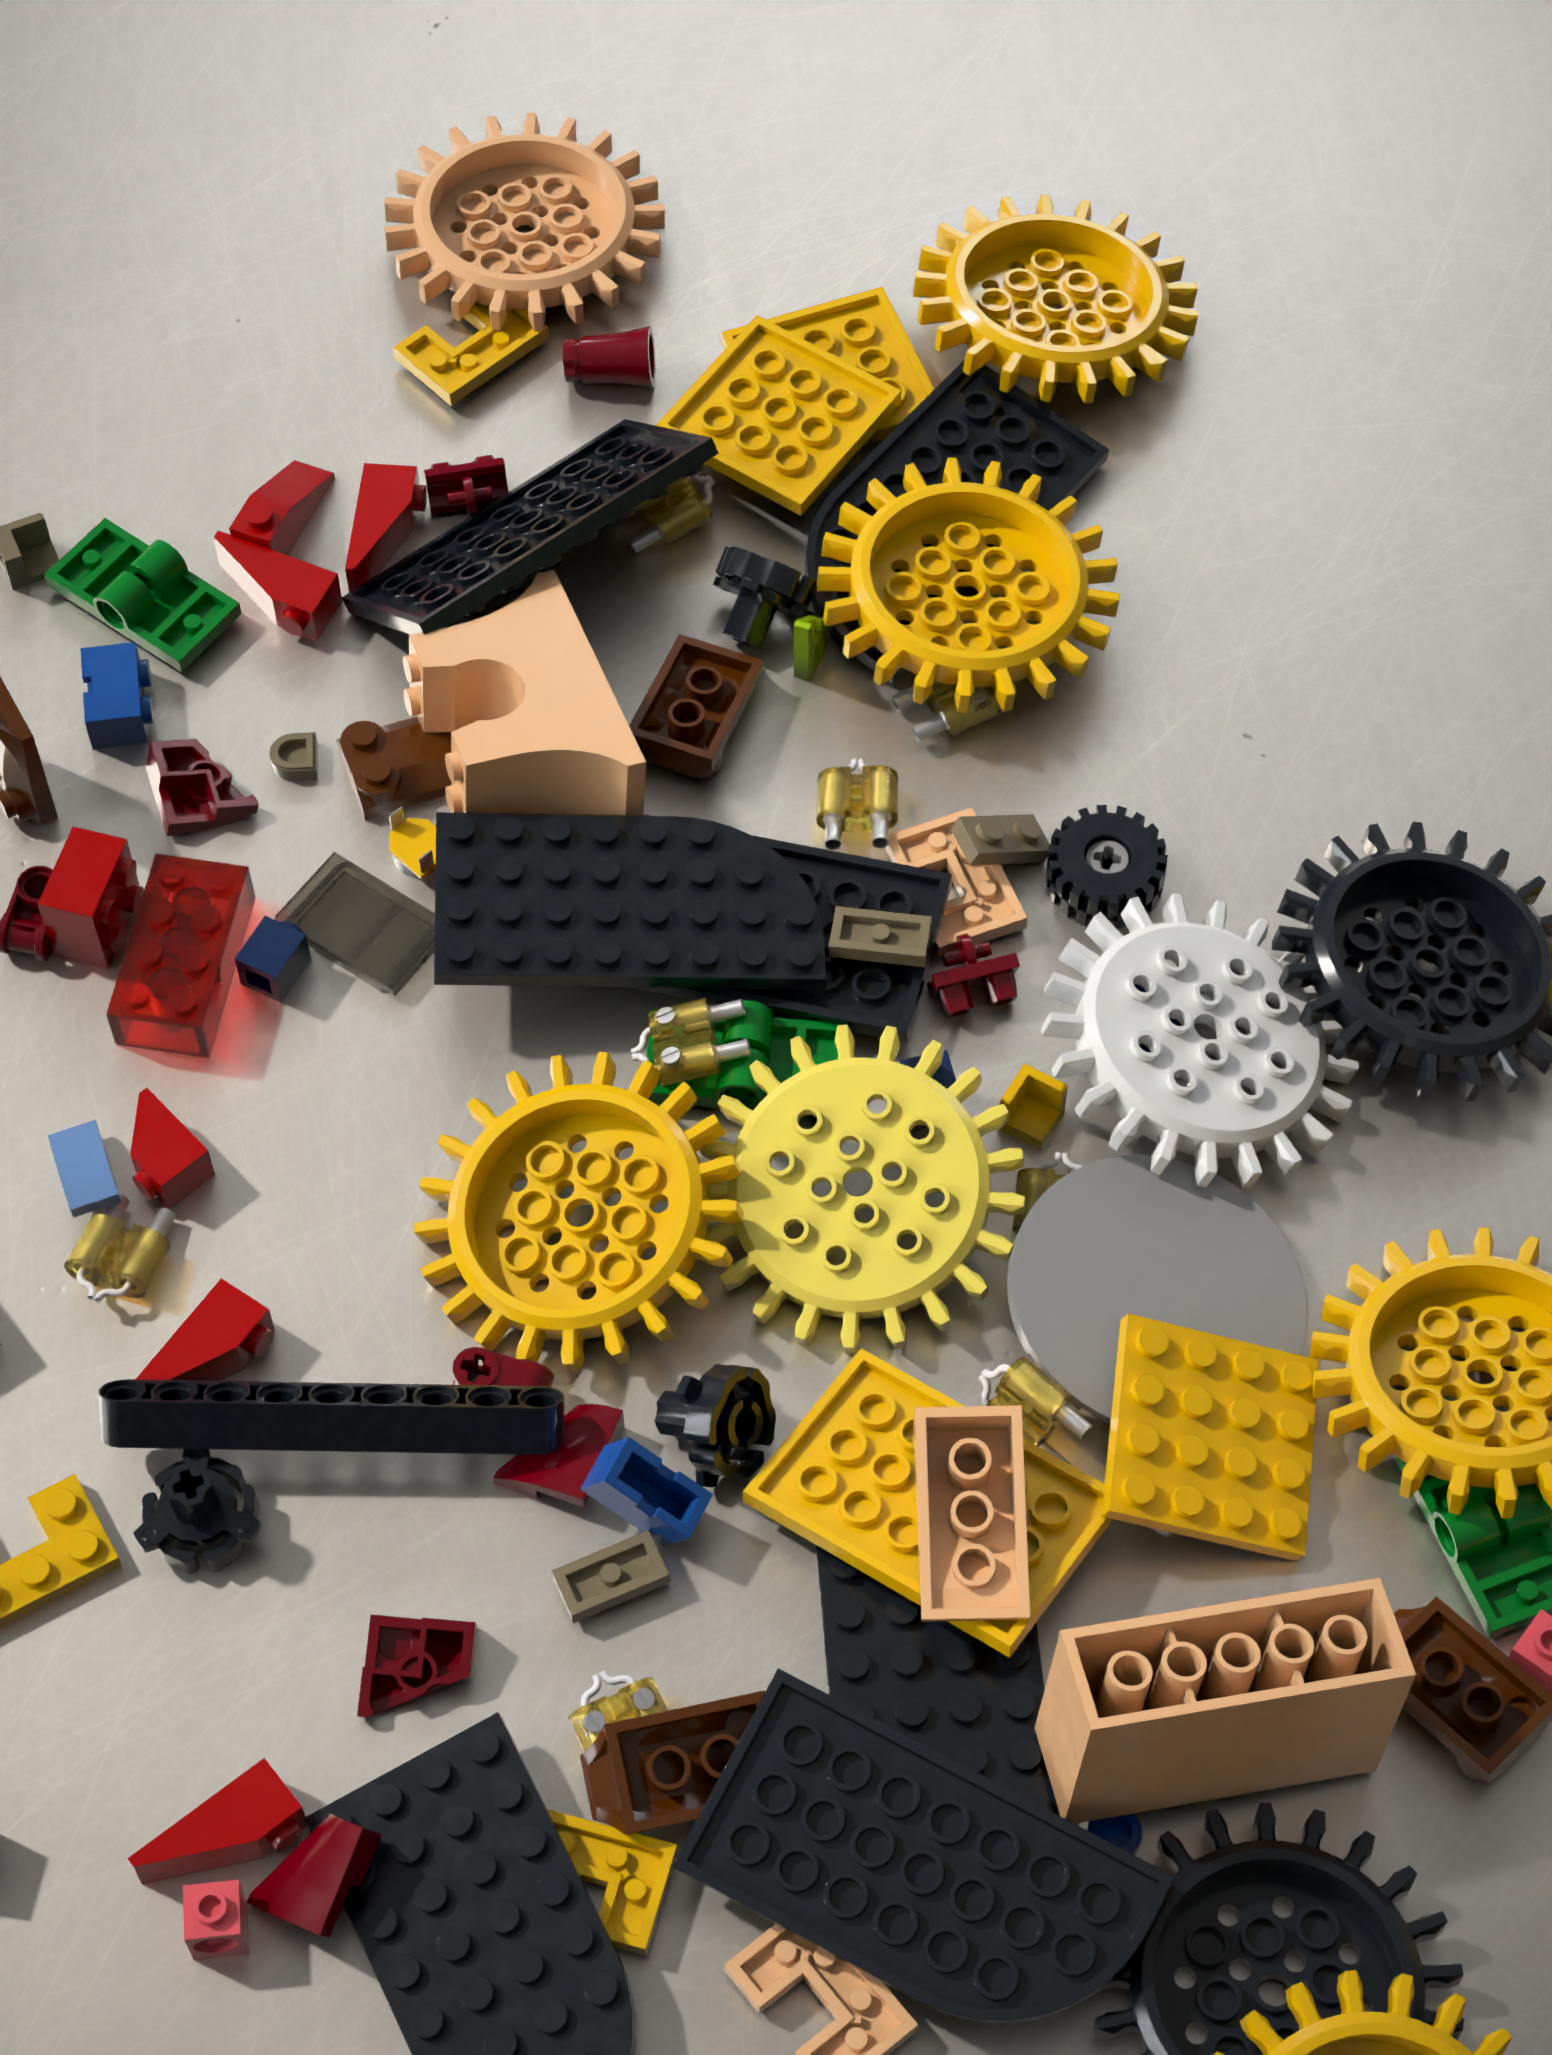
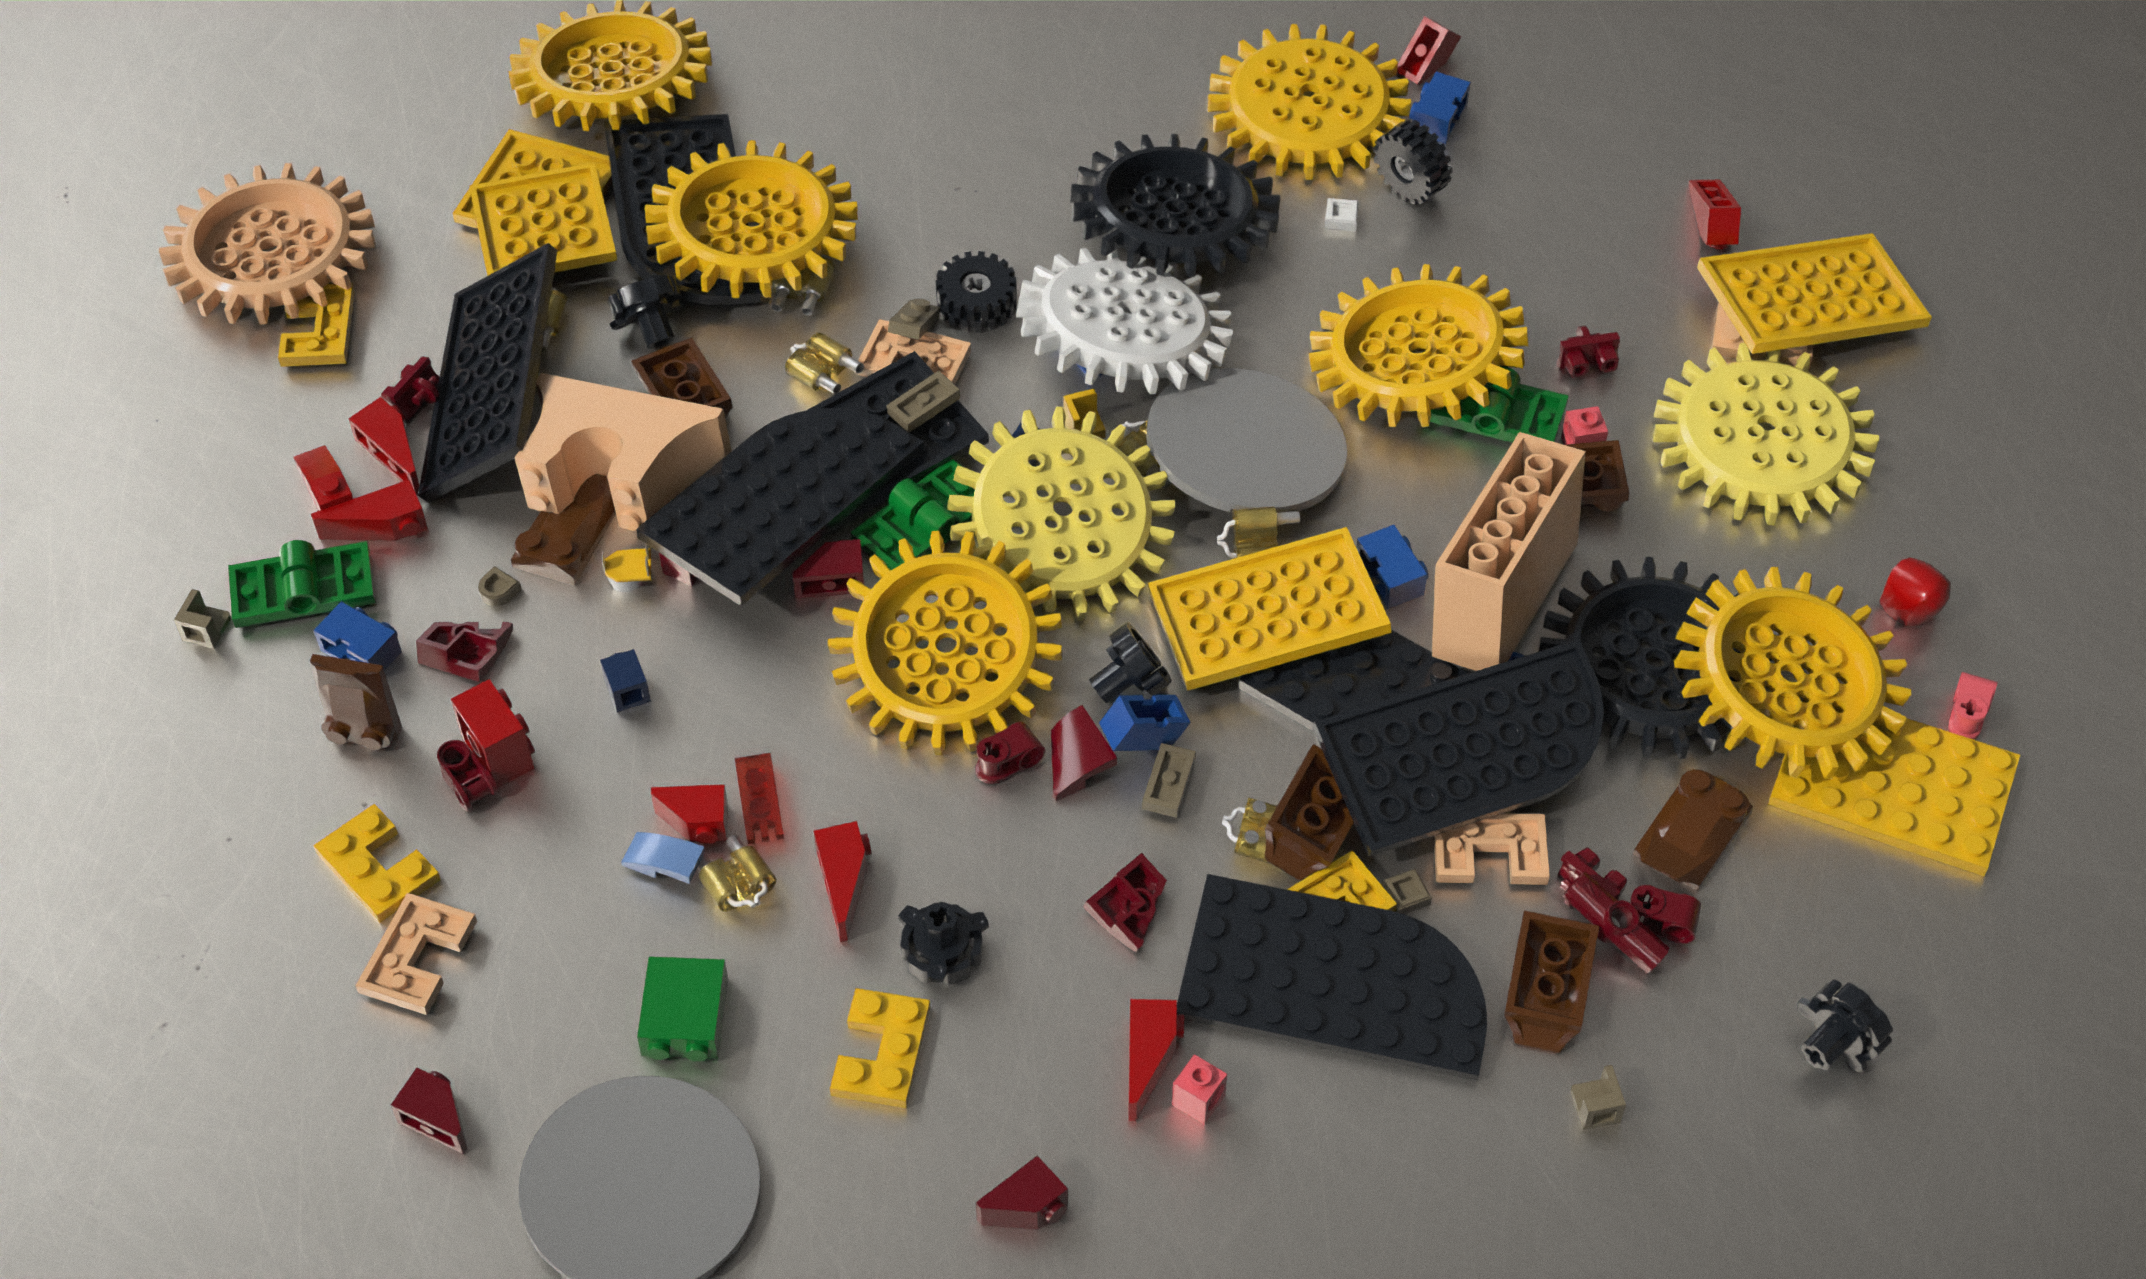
camera: 50 degrees left, 5 degrees down
(181, 955) = (576, 720): clear red brick -> none
(235, 1197) = (758, 796): none -> clear red hinge
(317, 1875) = (1221, 1020): dark red slope -> none
(332, 1417) = (954, 835): black beam -> none
(362, 924) = (651, 625): clear smoke piece -> none
(587, 1026) = (829, 570): none -> dark red slope
(611, 358) = (410, 269): dark red plant -> none
(682, 1948) = (1407, 891): none -> dark tan tile
(686, 1040) = (891, 522): clear yellow piece -> none
(809, 645) = (702, 314): lime tile -> none
(954, 984) = (991, 380): dark red hips -> none
(971, 1513) = (1301, 586): light nougat slope -> none
(1134, 1578) = (1393, 565): none -> blue brick
(1211, 1438) = (1348, 473): yellow plate -> none

